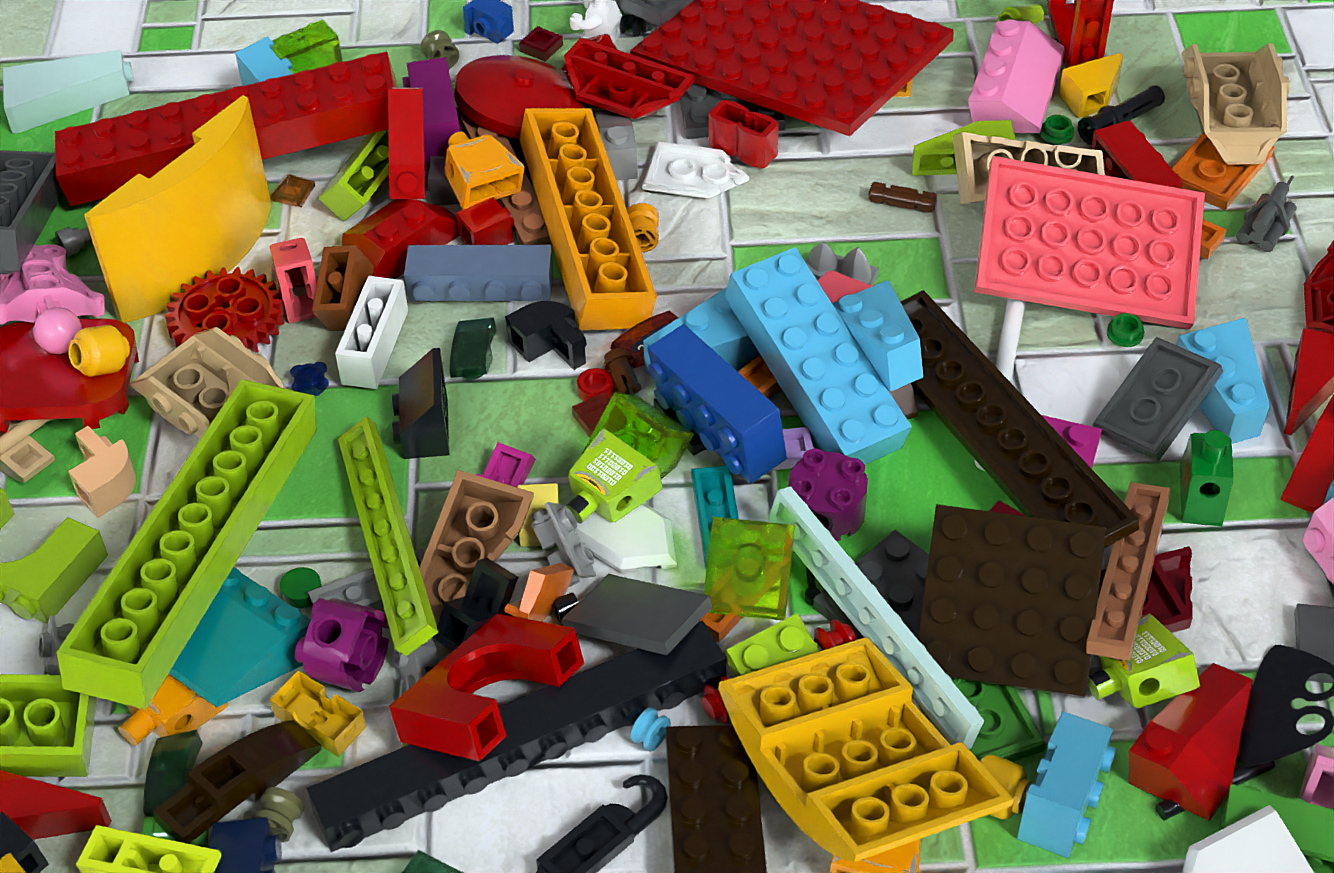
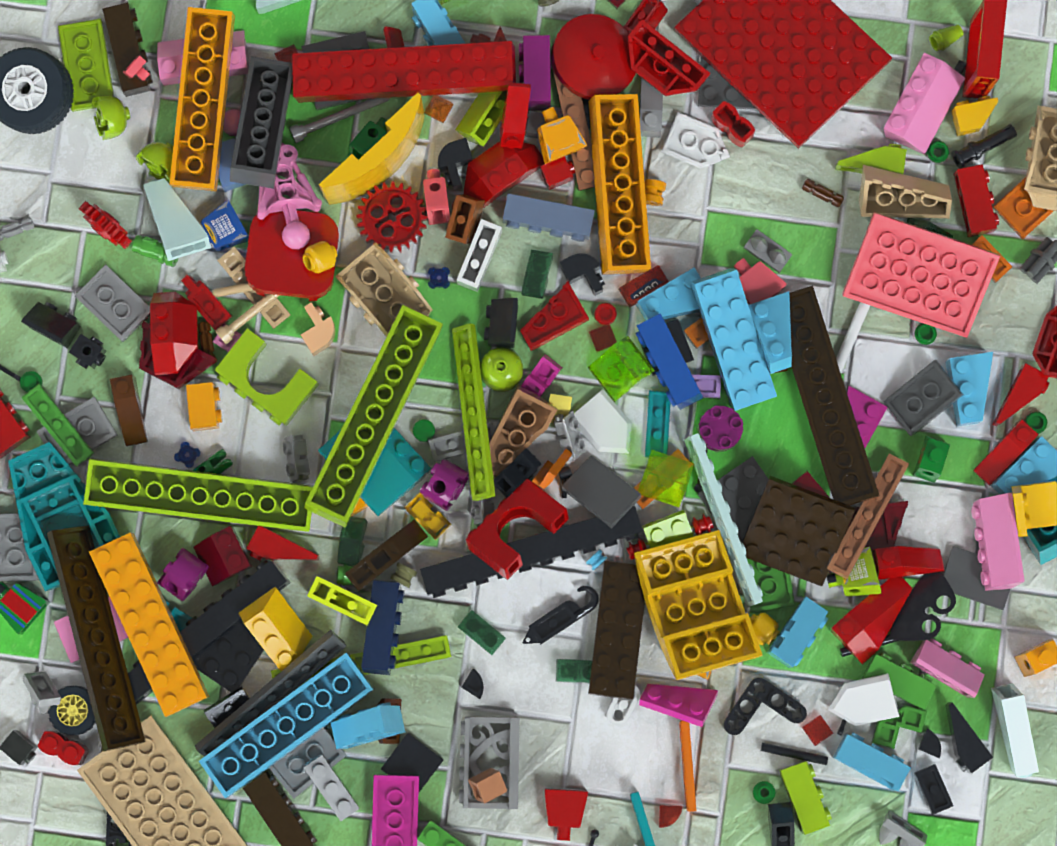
camera: 10 degrees right, 35 degrees up
(321, 227) = (453, 156): none -> black brick
(425, 475) = (511, 370): none -> lime cylinder
(511, 401) = (555, 319): none -> red wing
(611, 479) = (600, 400): lime torso -> none
(619, 365) = (622, 311): reddish brown pin -> none
(1226, 634) = (906, 561): none -> red slope

